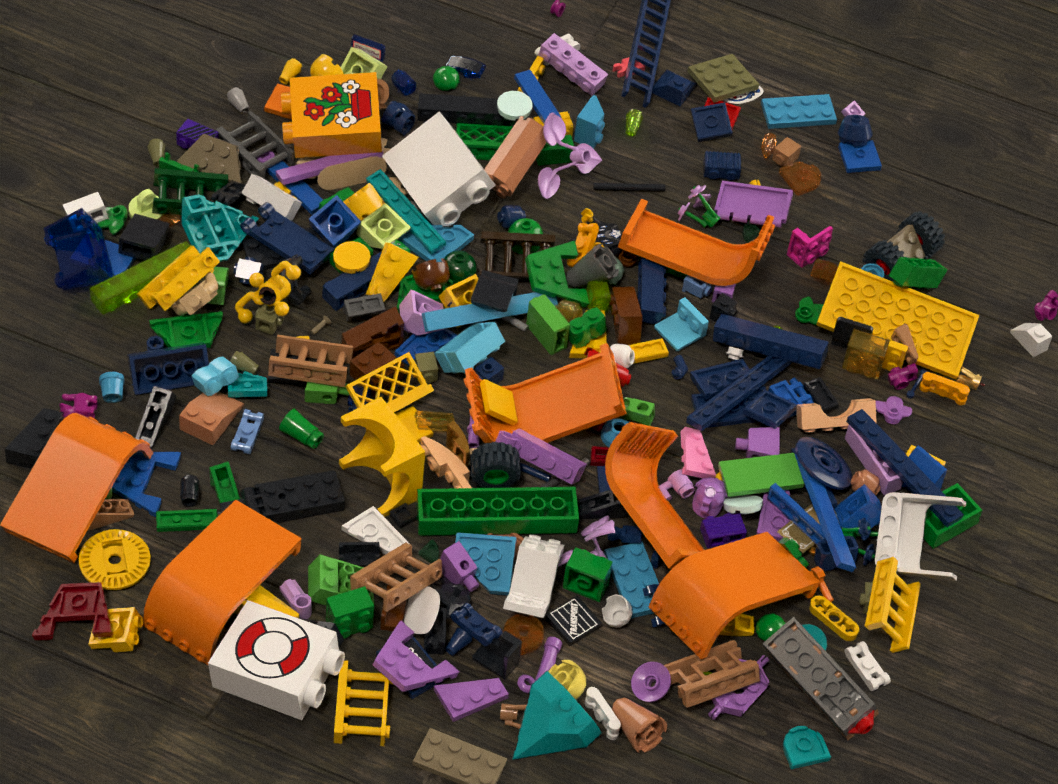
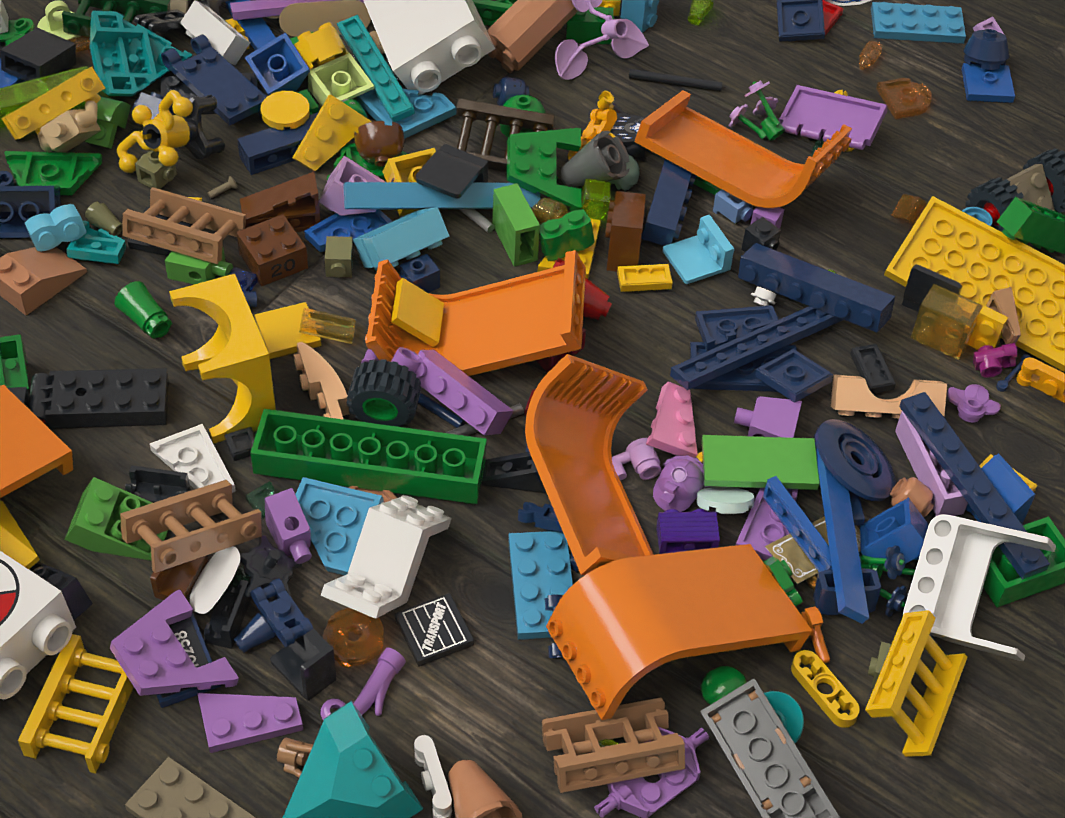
camera: 15 degrees right, 0 degrees up
(247, 431) = (75, 304): medium blue plate -> none
(297, 598) = (49, 536): lavender piece -> none
(351, 611) = (109, 566): green brick -> none
(363, 306) = (280, 169): dark grey hinge -> none
(401, 400) = (288, 294): yellow fence -> none
(457, 442) = (341, 356): pearl gold slope -> none
(460, 265) = (423, 136): dark green cylinder -> none
(570, 676) = (391, 719): light yellow cylinder -> none
(587, 574) = (469, 564): green brick -> none
(592, 531) = (492, 542): lavender plant -> none
(617, 611) = (499, 626): white hair -> none
(623, 354) = (605, 276): white head -> none
(627, 258) = (649, 161): reddish brown plate -> none
(639, 411) = (607, 351): bright green leg -> none
(643, 678) = (511, 735): medium lavender dish -> none
(681, 368) = (685, 306): dark blue arm -> none
(722, 165) = (802, 69): dark blue brick -> none
(740, 626) = (675, 676): yellow slope -> none
(786, 152) = (890, 64): medium nougat brick -> none
(788, 392) = (826, 358): blue plate -> none
(805, 249) = (891, 180): dark pink bracket -> none
(808, 311) = (876, 258): green plate -> none
(867, 666) = (861, 772): white plate -> none

